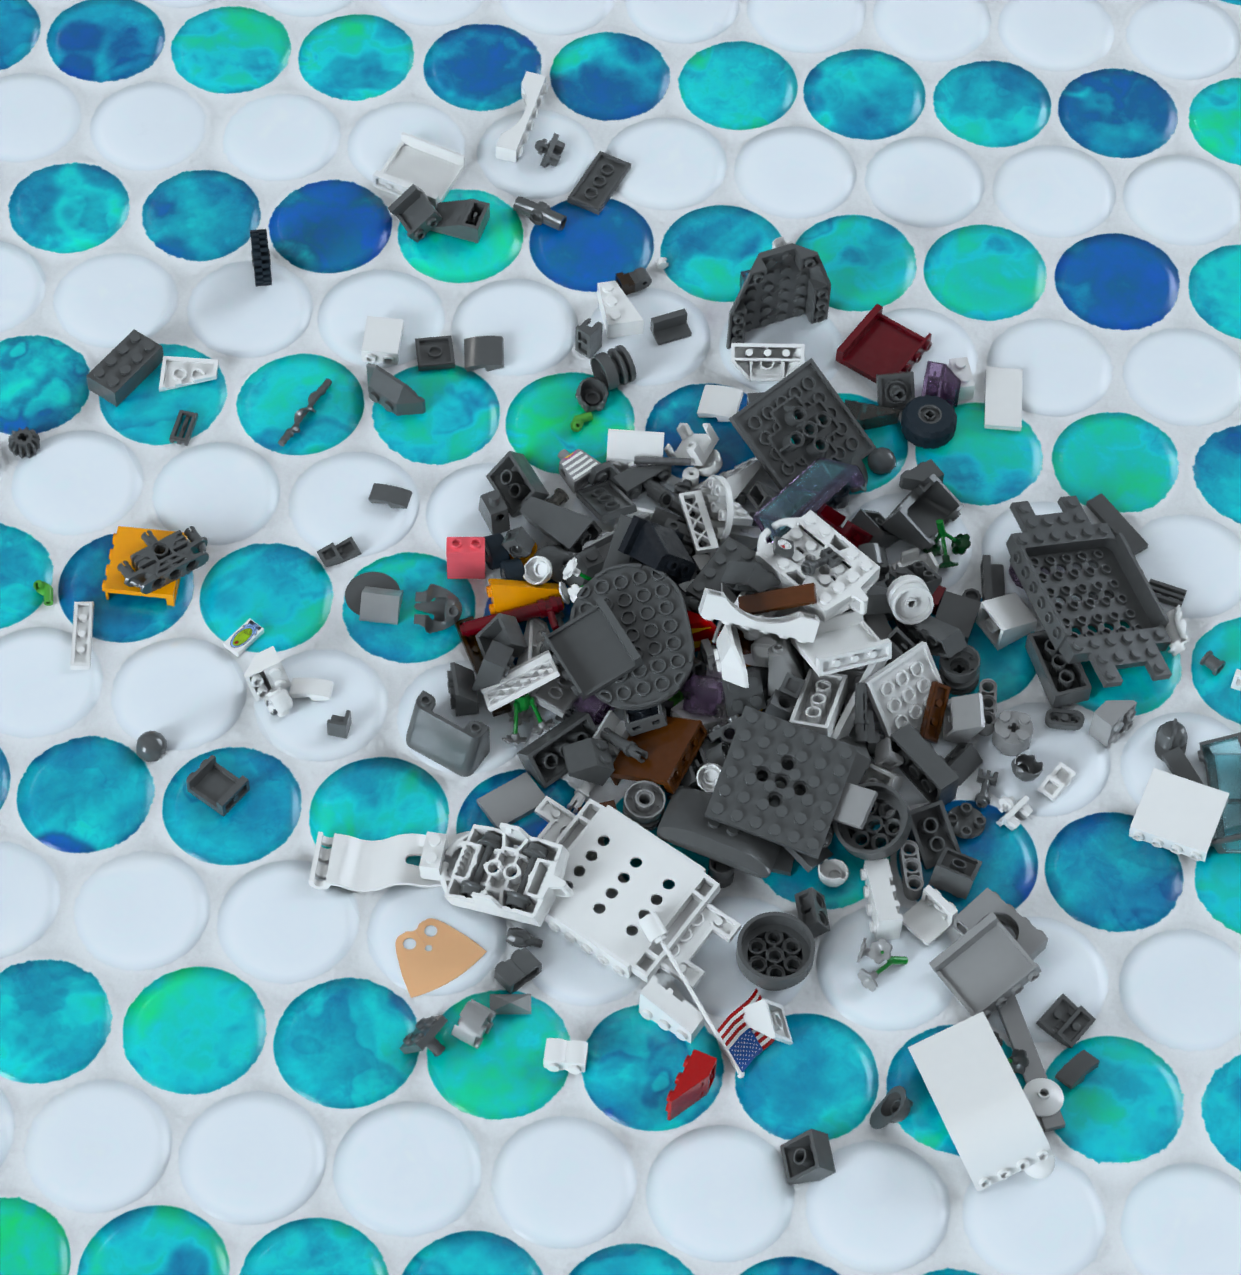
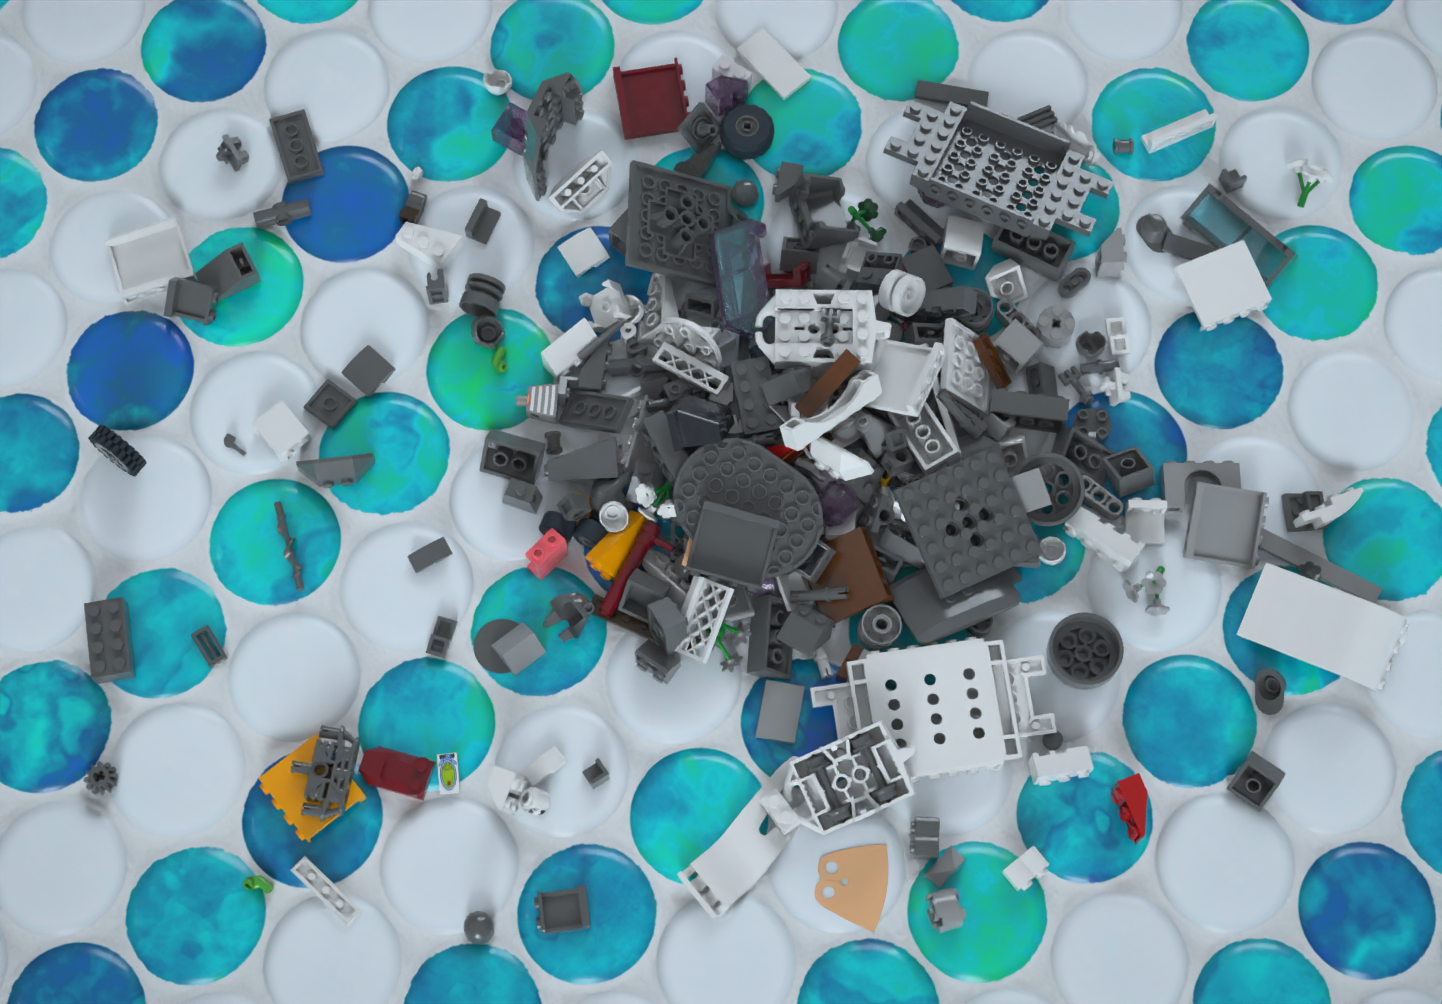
camera: 45 degrees left, 15 degrees up
(186, 371) = (159, 598): white wing -> none
(212, 606) = (397, 771): none -> dark red slope
(342, 318) = (229, 442): none -> dark grey hand
(424, 1036) = (922, 953): dark grey plate -> none
(444, 741) = (686, 716): dark grey windscreen -> none
(511, 141) = (193, 171): white arch -> none
(521, 938) = (902, 810): dark grey piece -> none
(683, 993) = (1053, 741): none -> dark grey tile
(708, 776) = (909, 562): white hair -> none
(736, 1038) = (1119, 725): flag -> none
(768, 1019) = (1131, 708): white slope -> none
(783, 547) = (791, 338): dark grey tile -> none
(812, 911) = (1071, 595): dark grey brick -> none
(1008, 673) = (1006, 281): none -> white slope
(1017, 788) = (1099, 366): none -> dark grey pin
(1044, 1105) = (1341, 577): white dish -> none
(1075, 1070) = (1349, 540): dark grey slope -> none
(1091, 1035) = (1330, 509): none -> white slope

